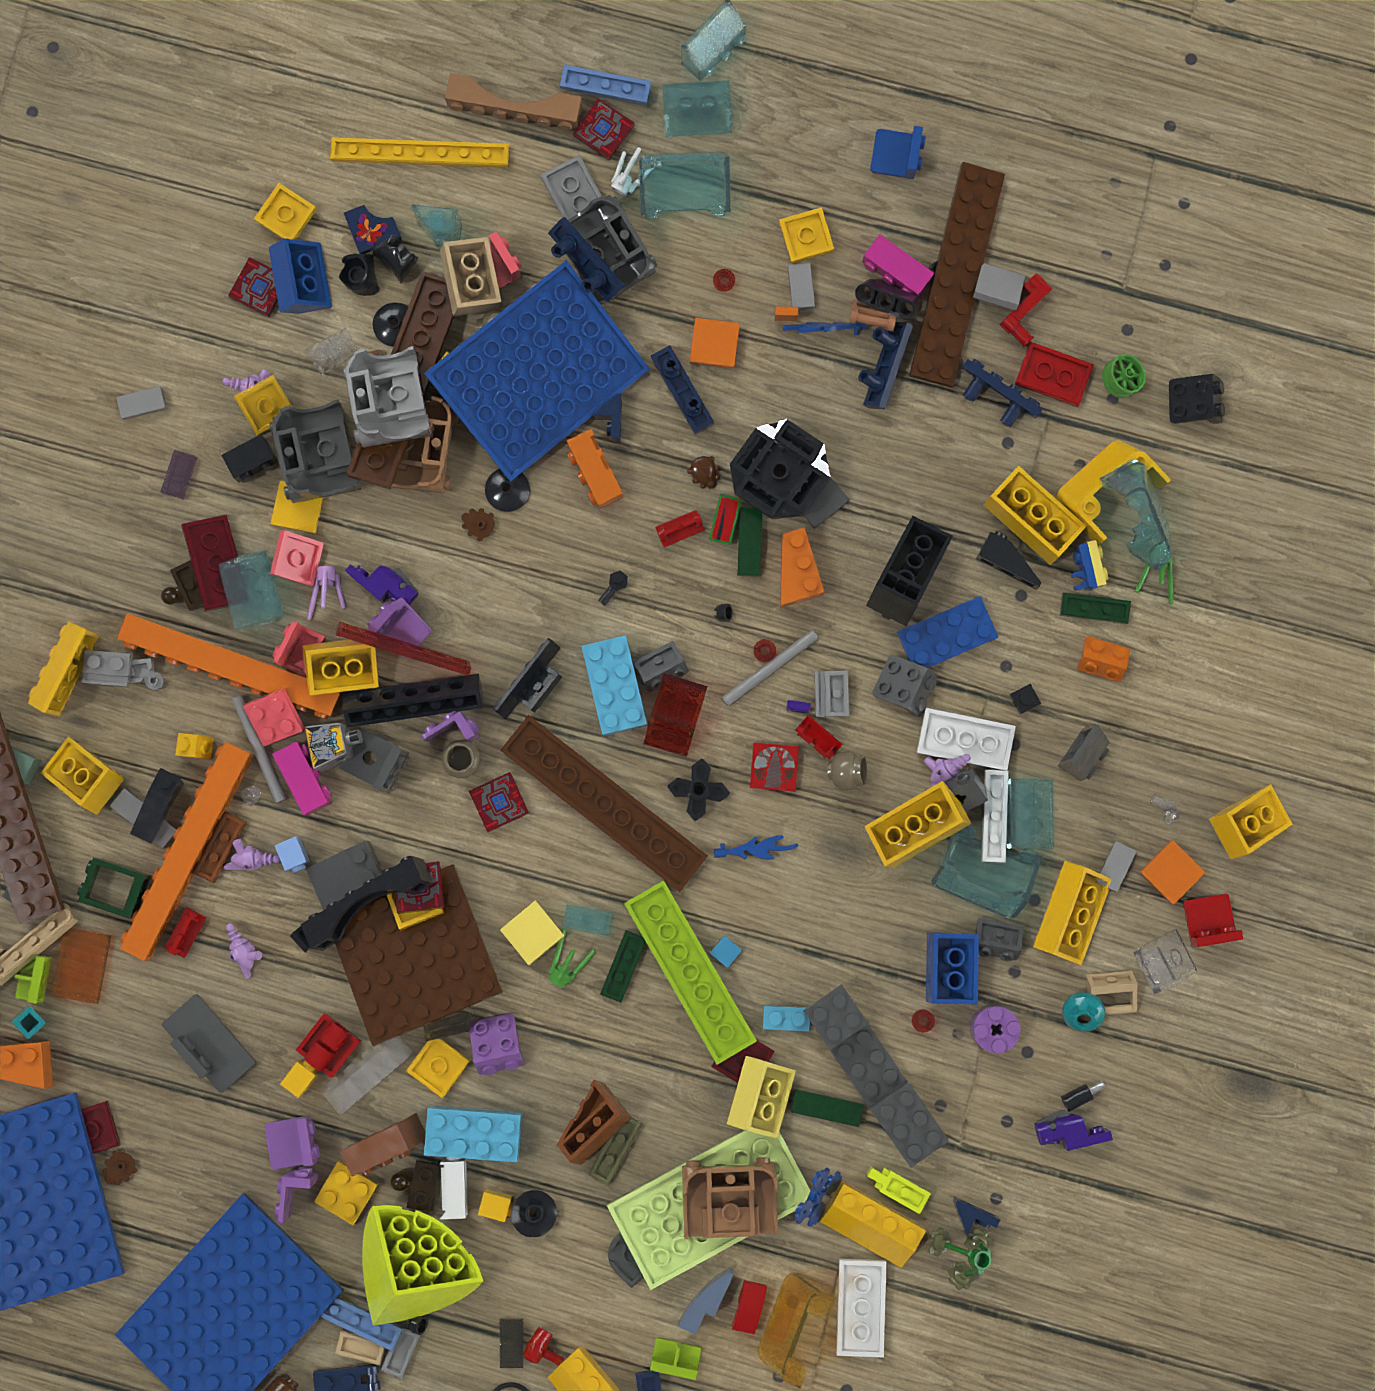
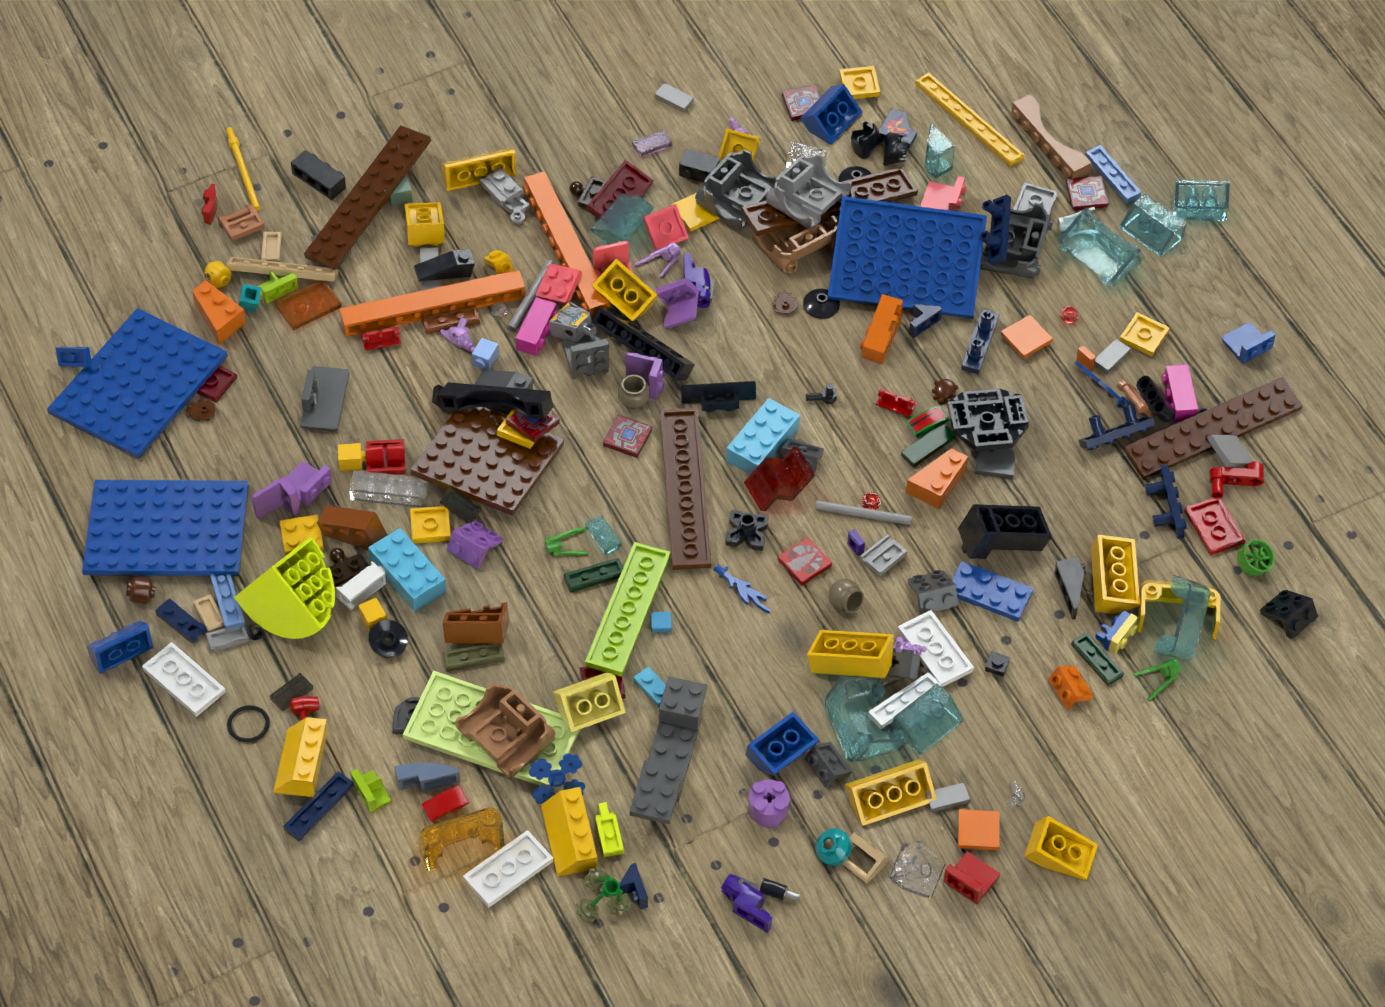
camera: 45 degrees right, 30 degrees down
(135, 895) = (367, 269): dark green window -> none
(242, 951) = (399, 372): lavender piece -> none
(403, 648) = (669, 311): clear red tile -> none
(470, 276) = (925, 182): tan brick -> none
(532, 932) = (564, 510): light yellow tile -> none
(724, 612) = (874, 461): black hinge -> none
(814, 733) = (849, 565): red hinge -> none
(827, 1108) = (619, 752): dark green tile -> none
(930, 1020) = (731, 758): clear red plate -> none
(1085, 752) = (999, 709): dark grey slope -> none

